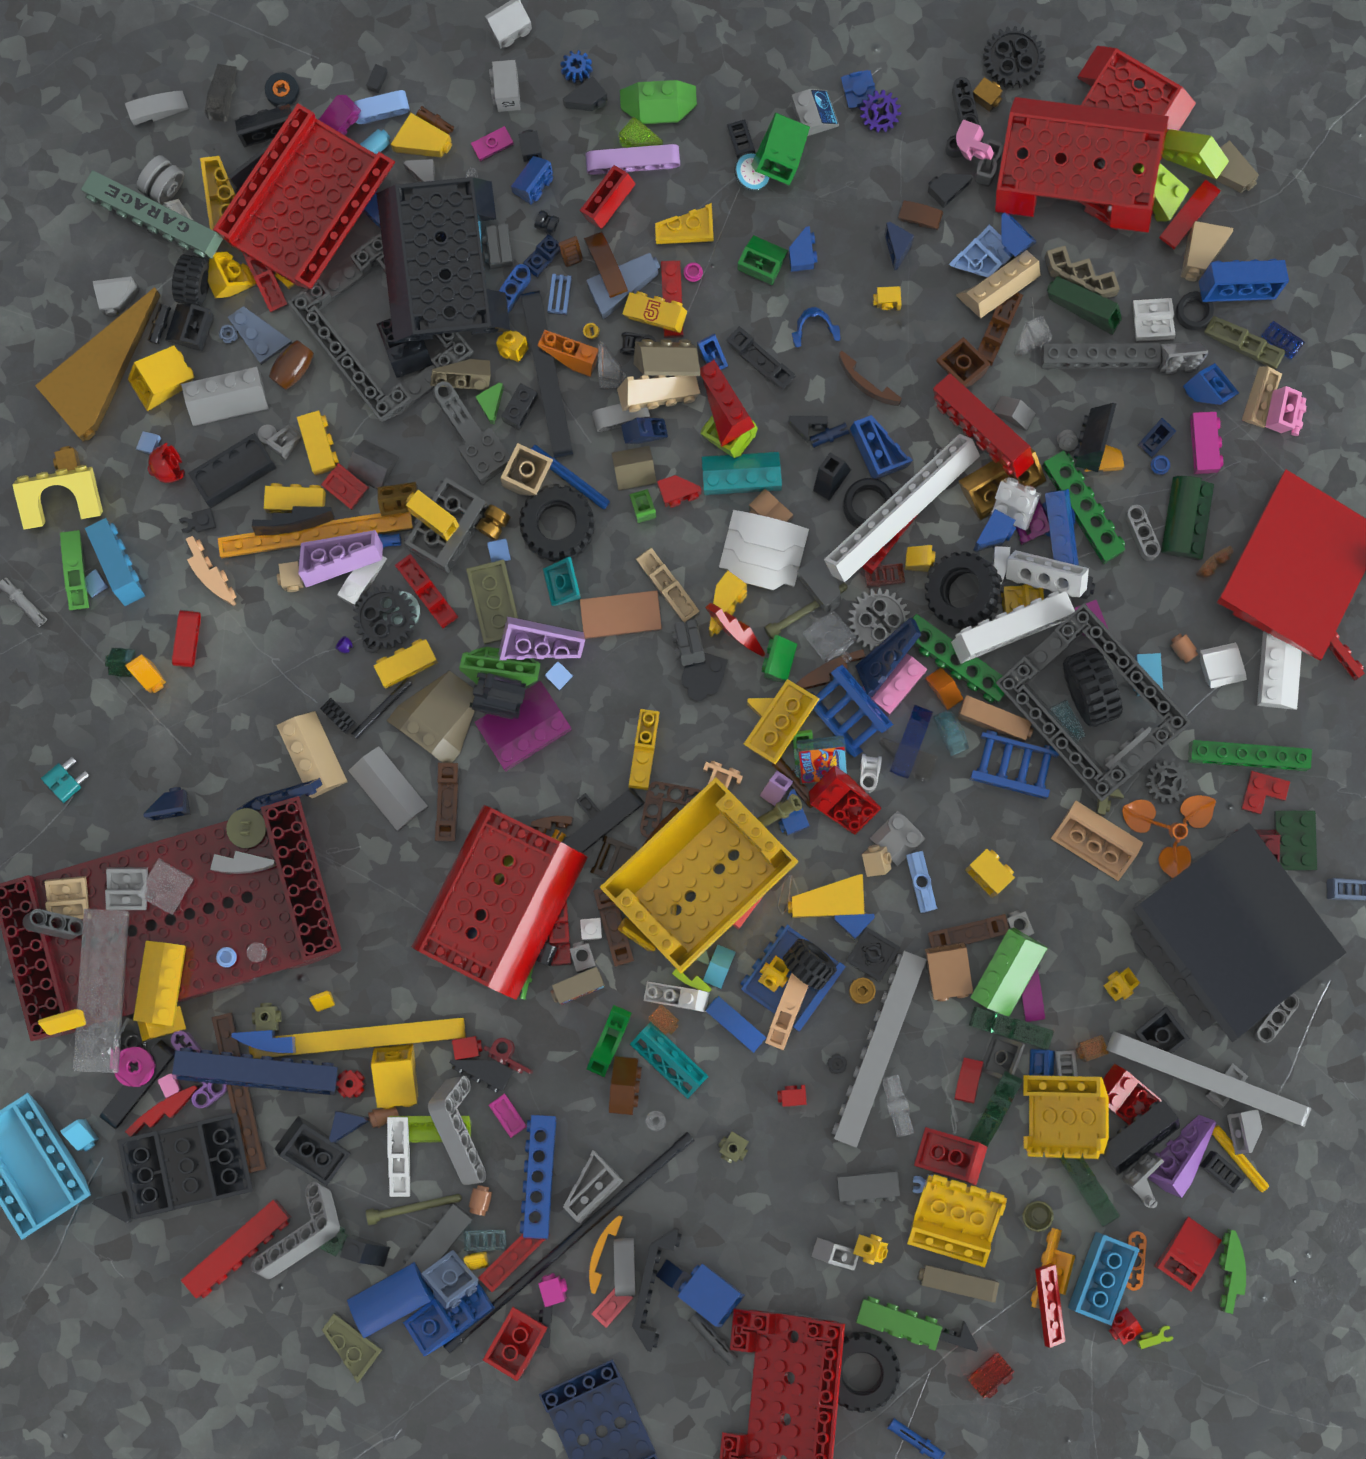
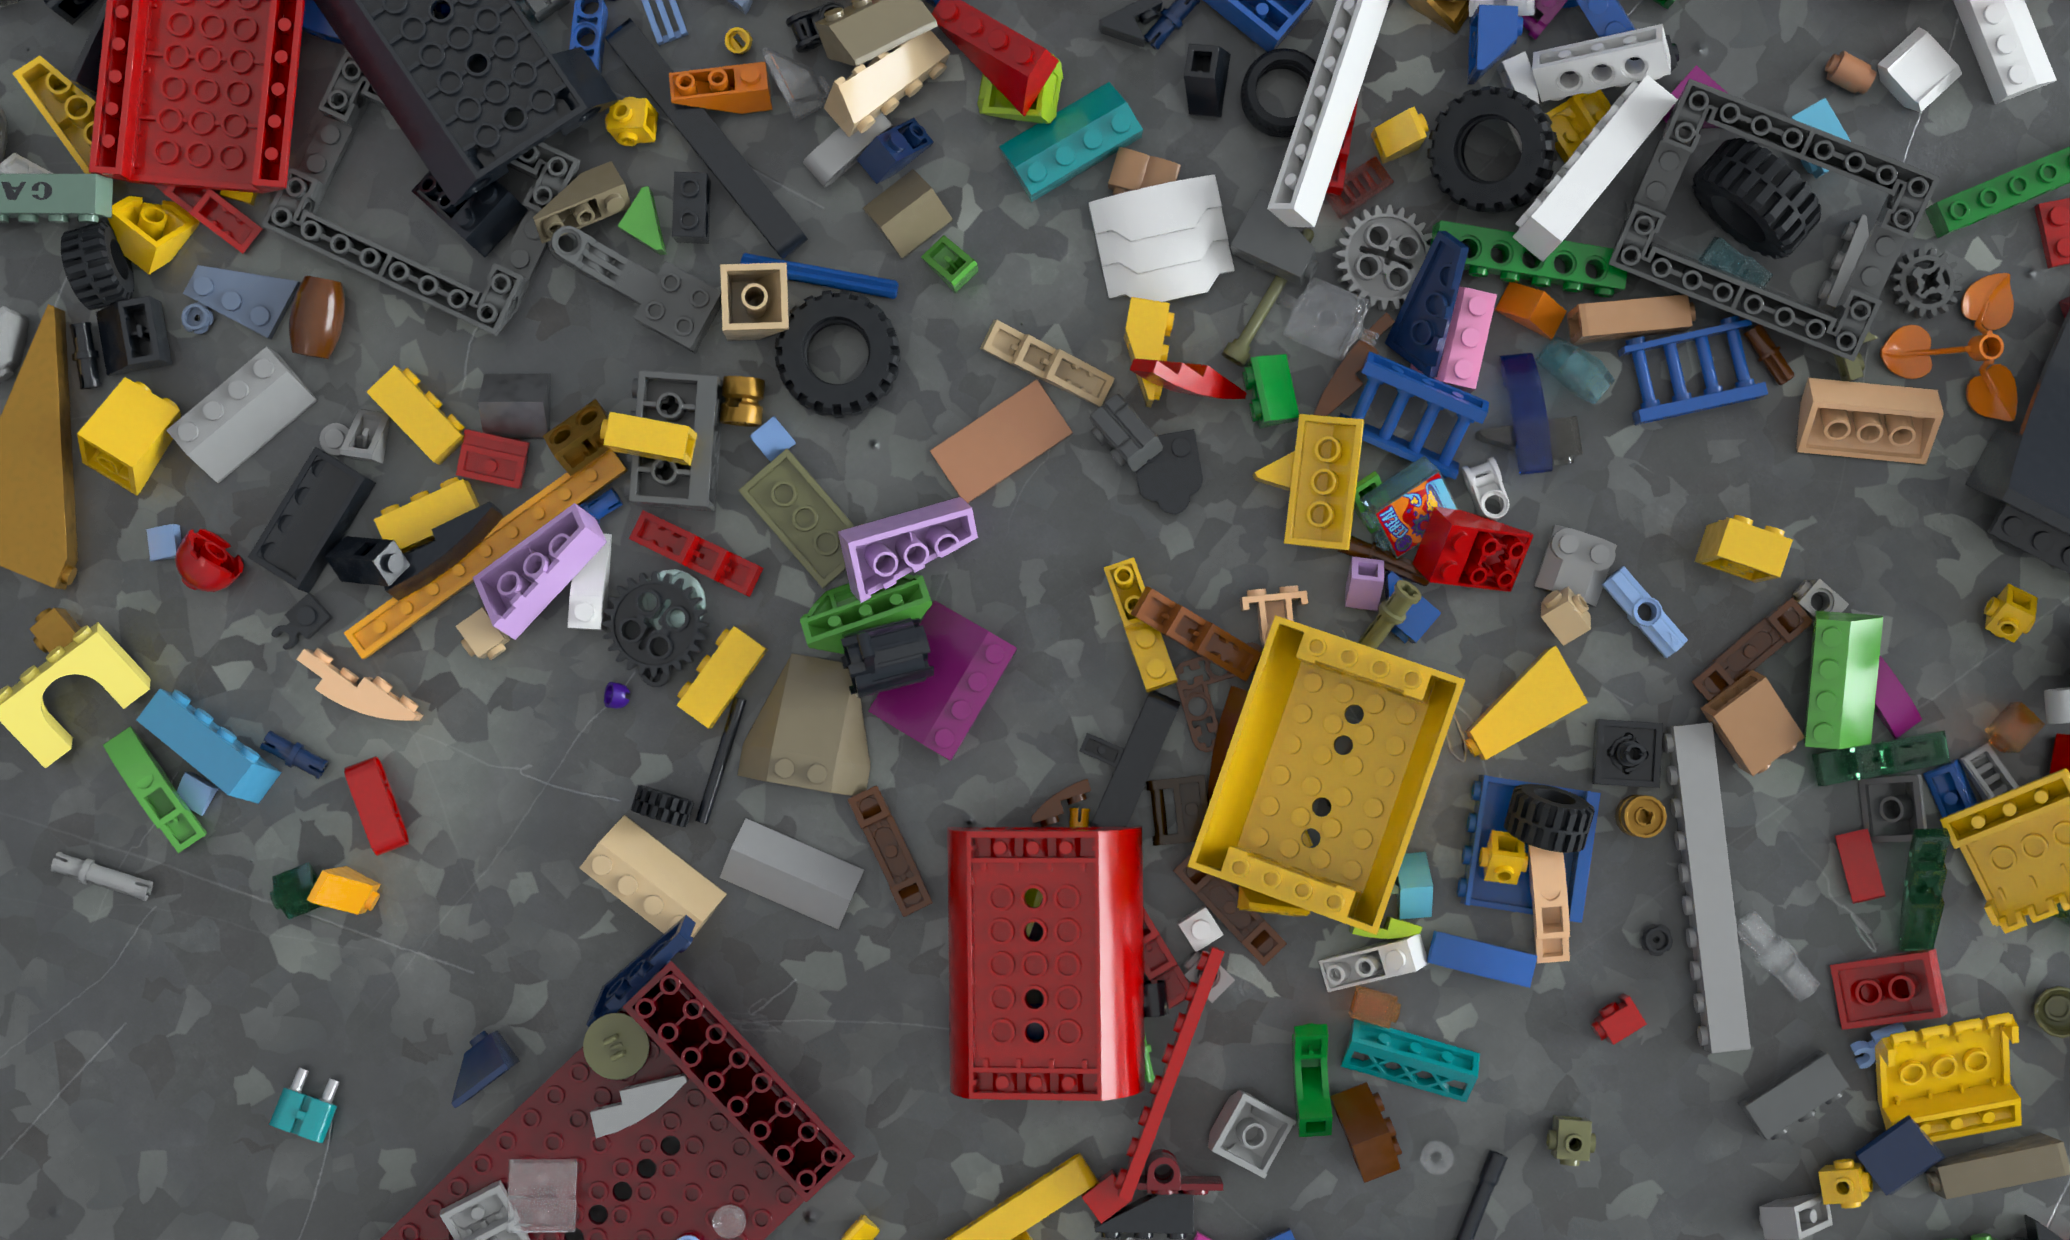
camera: 30 degrees left, 5 degrees up
(157, 589) = (294, 754): none -> dark blue pin
(250, 505) = (367, 561): none -> black brick
(527, 1000) = (1163, 1085): none -> red plate
(558, 675) = (957, 579): light blue slope -> none
(561, 1053) = (1249, 1132): none -> light grey slope
(562, 582) = (890, 438): teal slope -> none
(577, 986) = (1225, 1024): dark tan brick -> none
(670, 767) = (1196, 633): none -> dark orange slope
(676, 489) = (988, 214): red slope -> none
(853, 923) = (1581, 723): blue slope -> none
(908, 1249) = (1899, 1155): none -> dark blue slope
(1062, 778) = (1769, 354): none -> reddish brown axle

